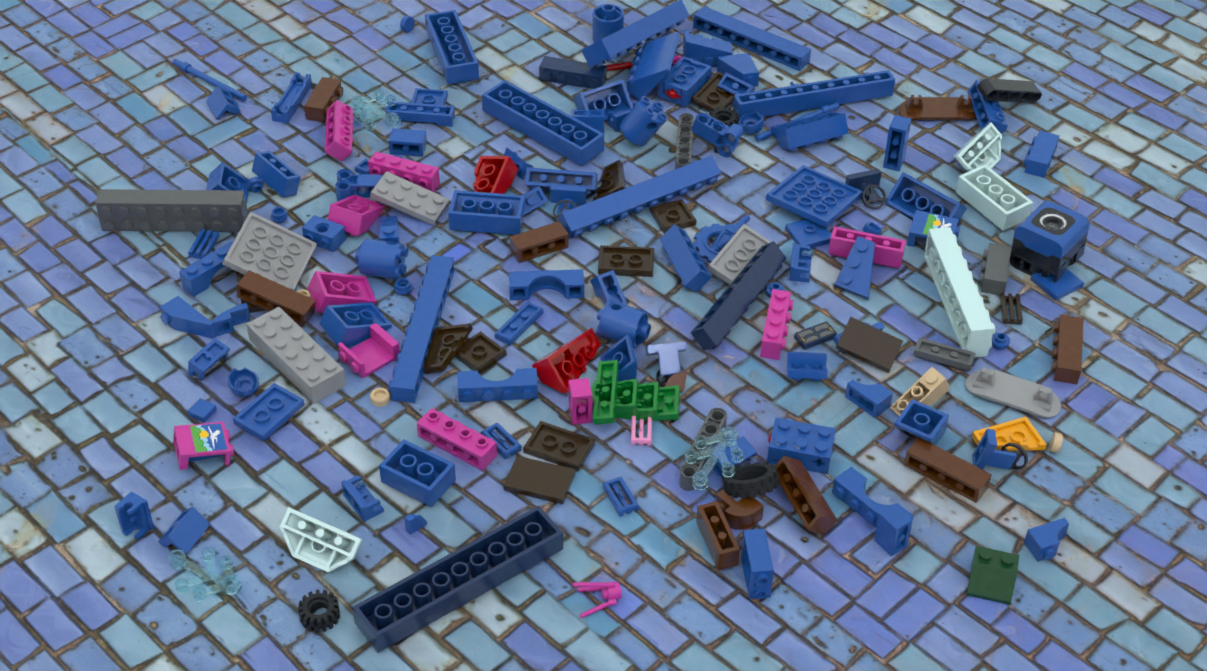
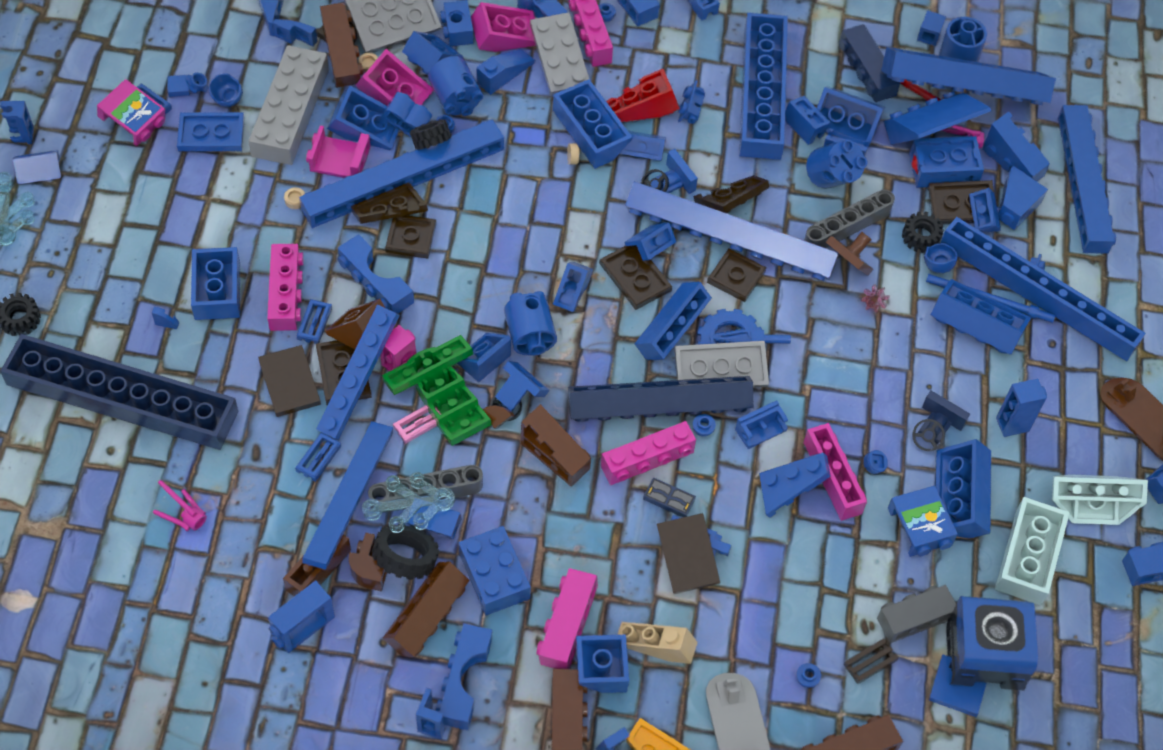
camera: 50 degrees right, 15 degrees up
(207, 358) = (233, 47): blue hinge -> none
(213, 396) = (197, 82): none -> blue plate
(318, 541) = (89, 261): light aqua wedge -> none
(335, 259) = (427, 50): none -> blue slope
(361, 499) = (163, 262): blue hinge -> none
(378, 297) = (406, 114): none -> blue brick
(413, 289) = (430, 134): none -> black tyre
(499, 236) = (573, 153): none -> tan tile
(518, 323) = (475, 242): blue tile -> none
(525, 283) = (523, 213): blue arch -> none
(535, 411) = (353, 323): none -> reddish brown slope
(539, 242) = (593, 189): reddish brown brick -> none
(547, 177) = (694, 152): blue brick -> none
(567, 361) = (447, 311): red wedge -> none
(575, 35) = (931, 28): none -> blue brick
(582, 426) = (357, 372): none -> blue plate
(608, 233) = (653, 240): none -> blue panel
(680, 485) = (347, 496): none -> blue tile
(718, 133) = (886, 251): blue piece -> none
(720, 154) = (852, 252): none -> reddish brown tile
(730, 364) = (554, 446): none -> reddish brown wedge
(754, 160) = (868, 299): none -> clear pink gear
(806, 365) = (610, 515): blue bracket -> none
(808, 233) = (820, 406): blue plate -> none
(814, 196) = (876, 379): blue plate -> none
(871, 398) = (615, 598): blue arch -> none
(872, 427) = (568, 619): none -> dark pink brick
(944, 354) = (739, 631): dark grey plate -> none
(958, 292) = (835, 594): light aqua brick -> none

